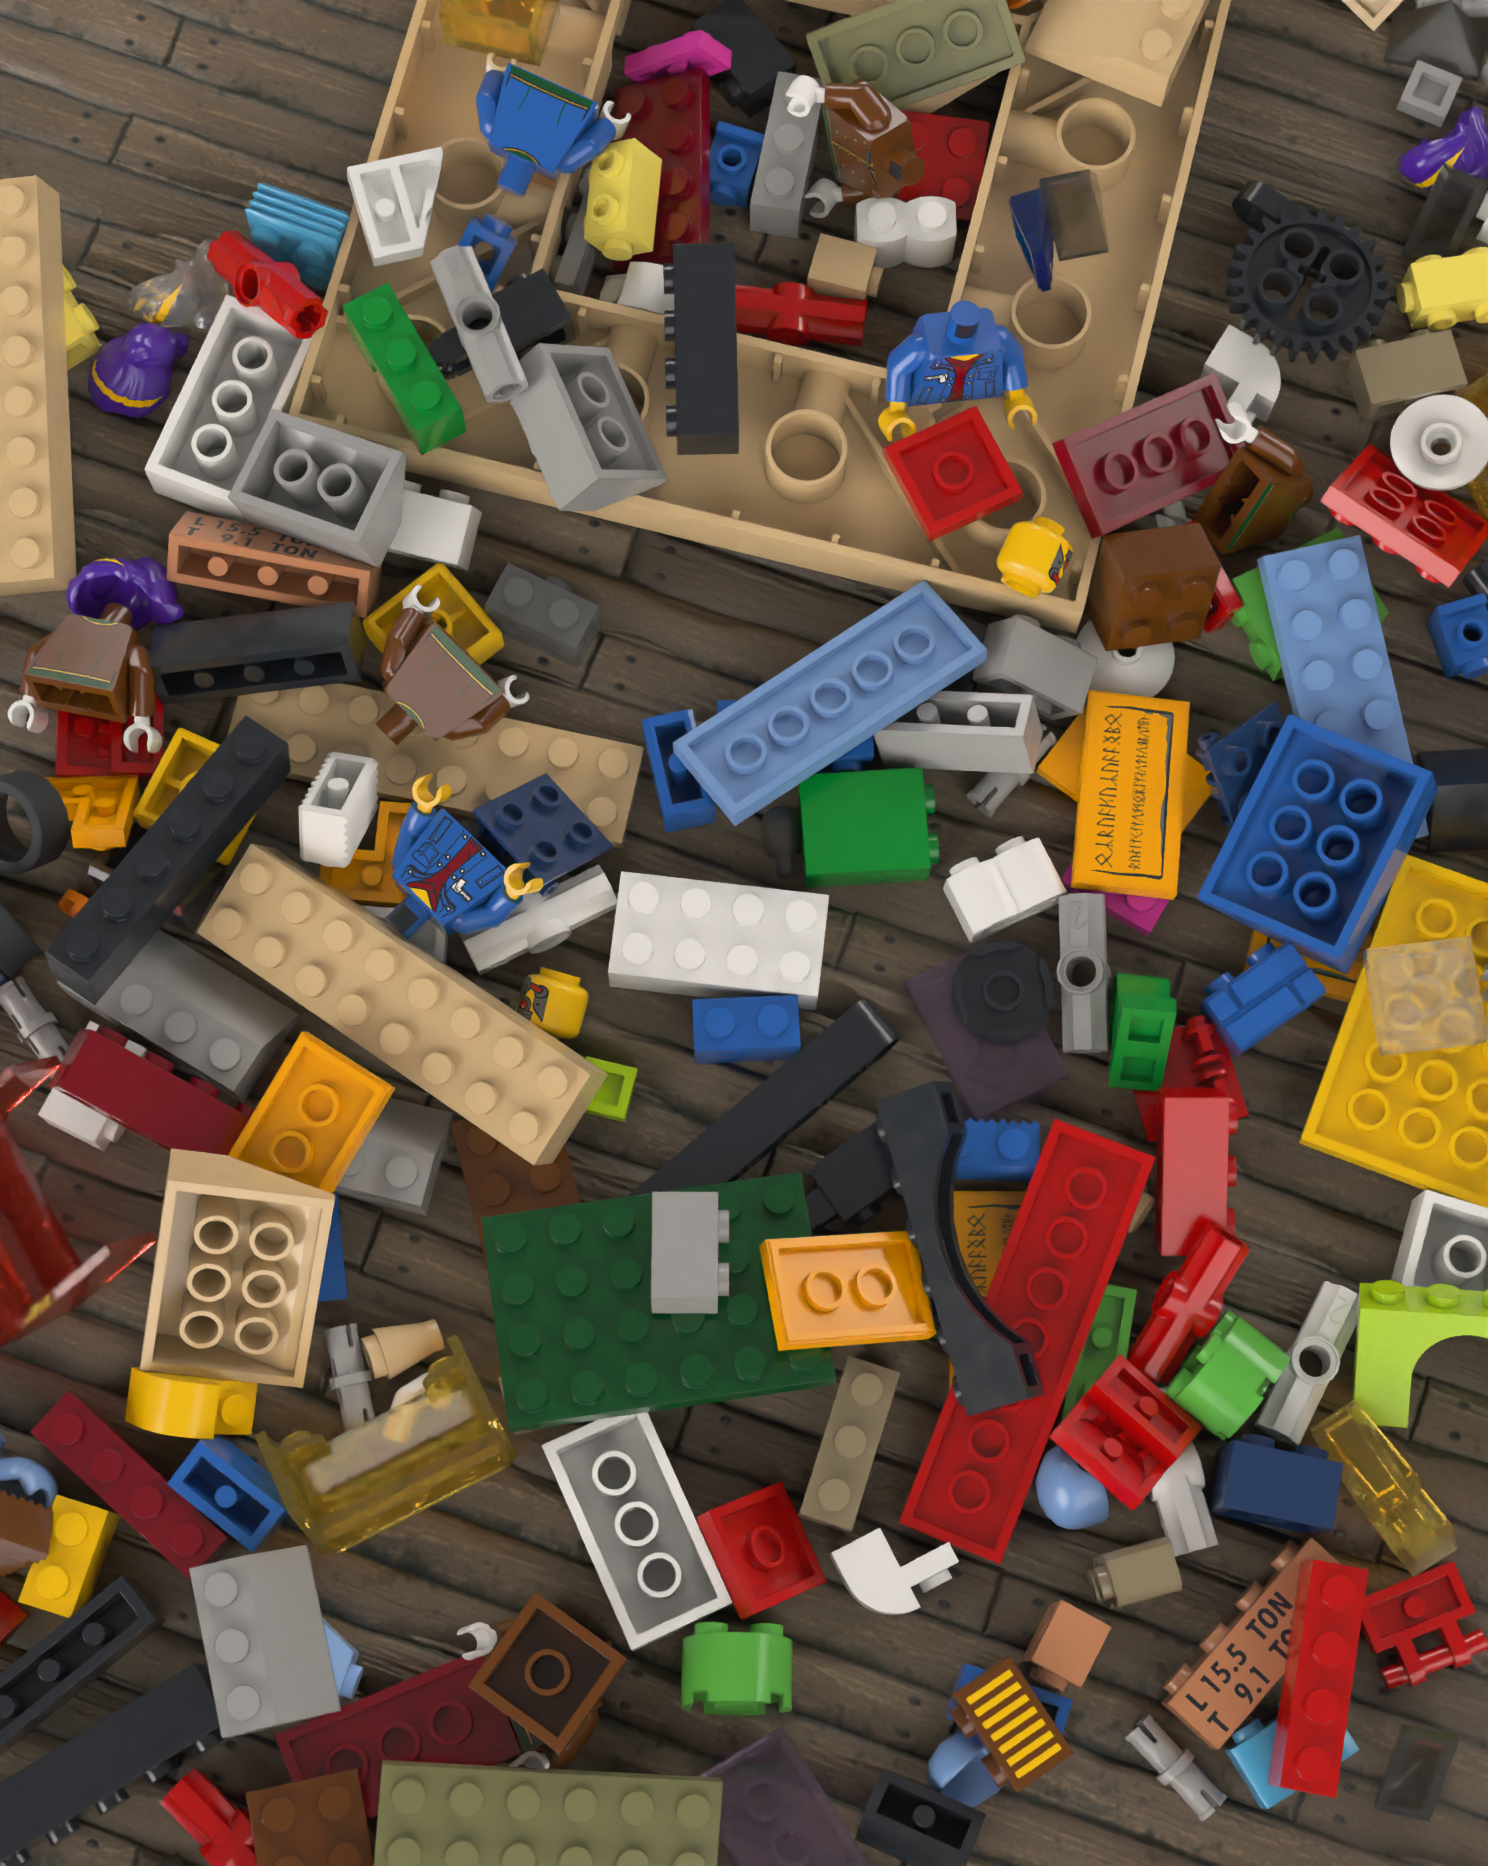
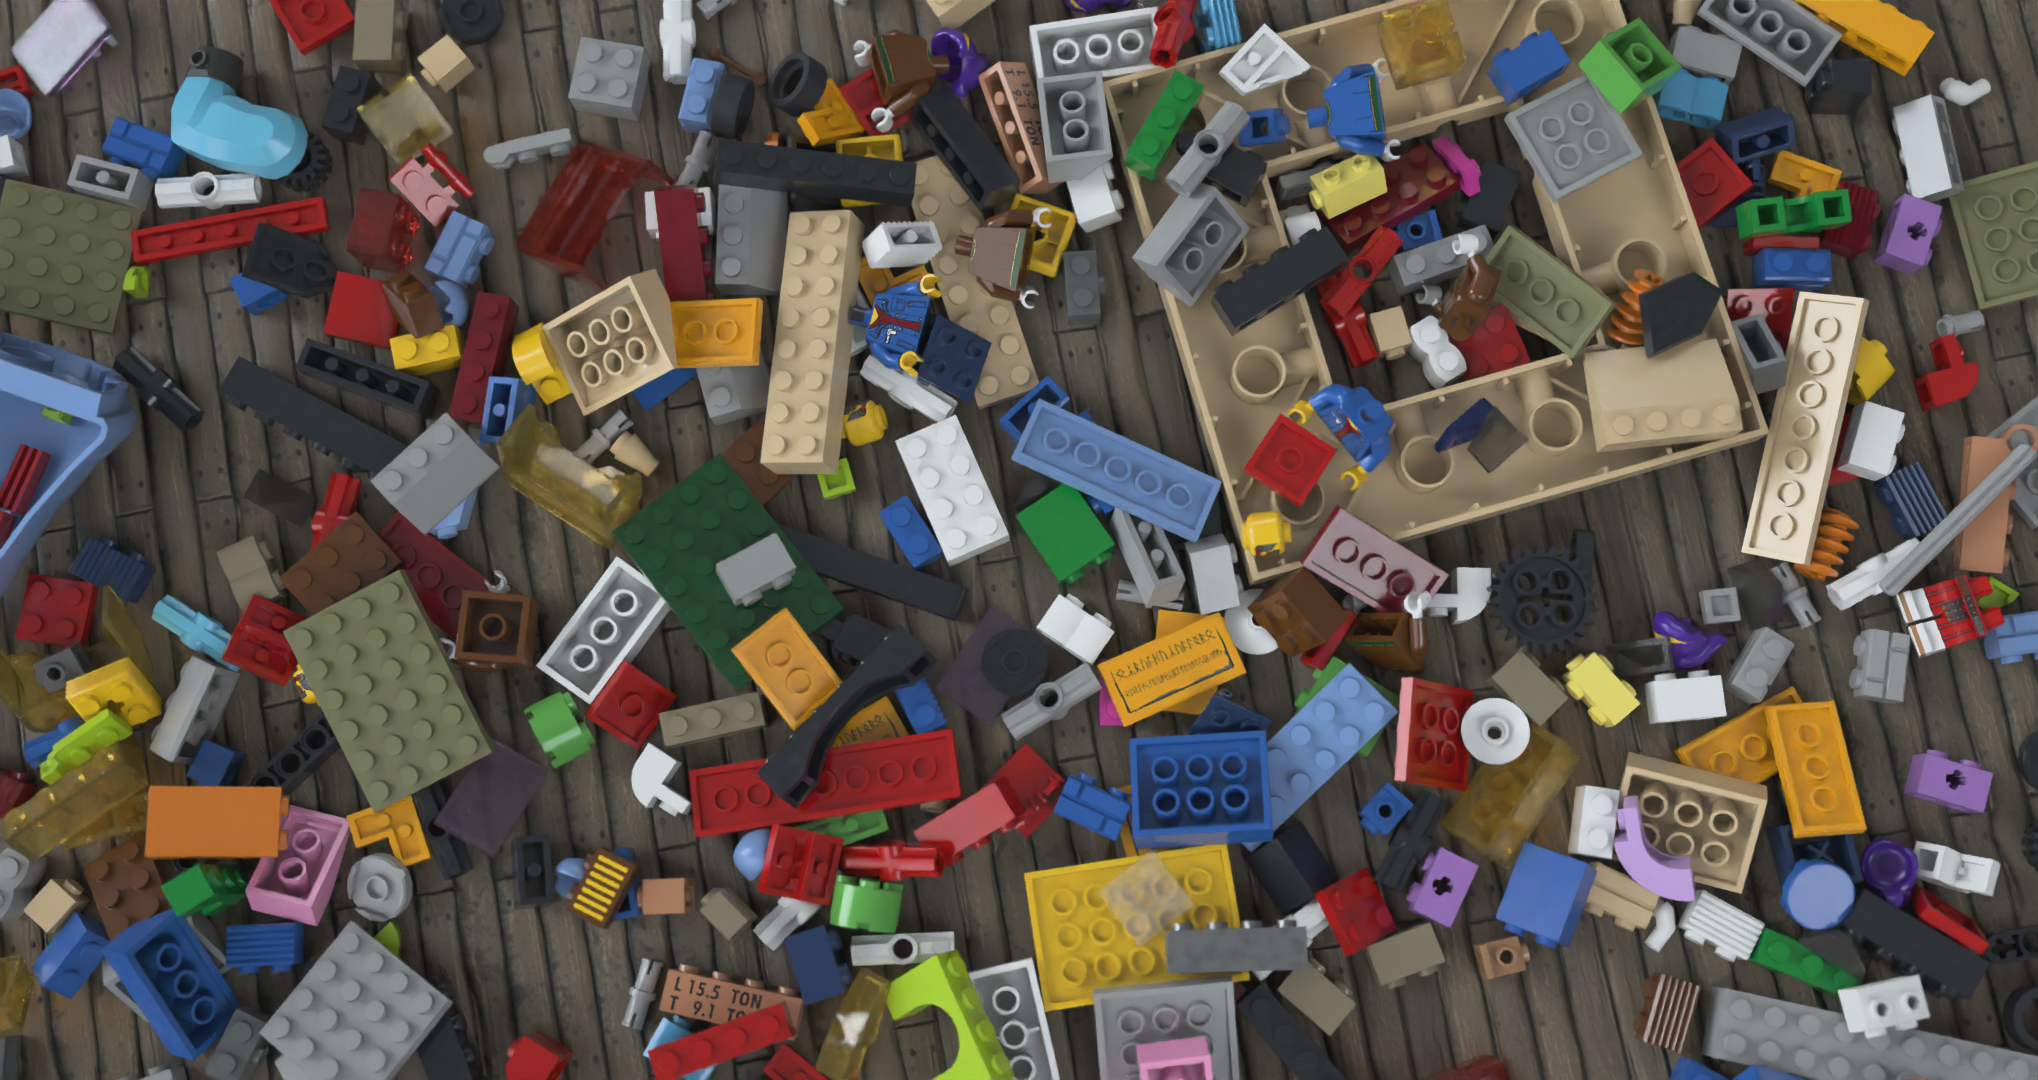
camera: 65 degrees right, 5 degrees up
(757, 276) = (1373, 258): none -> red piece
(1140, 1031) = (1036, 749): green tile -> none

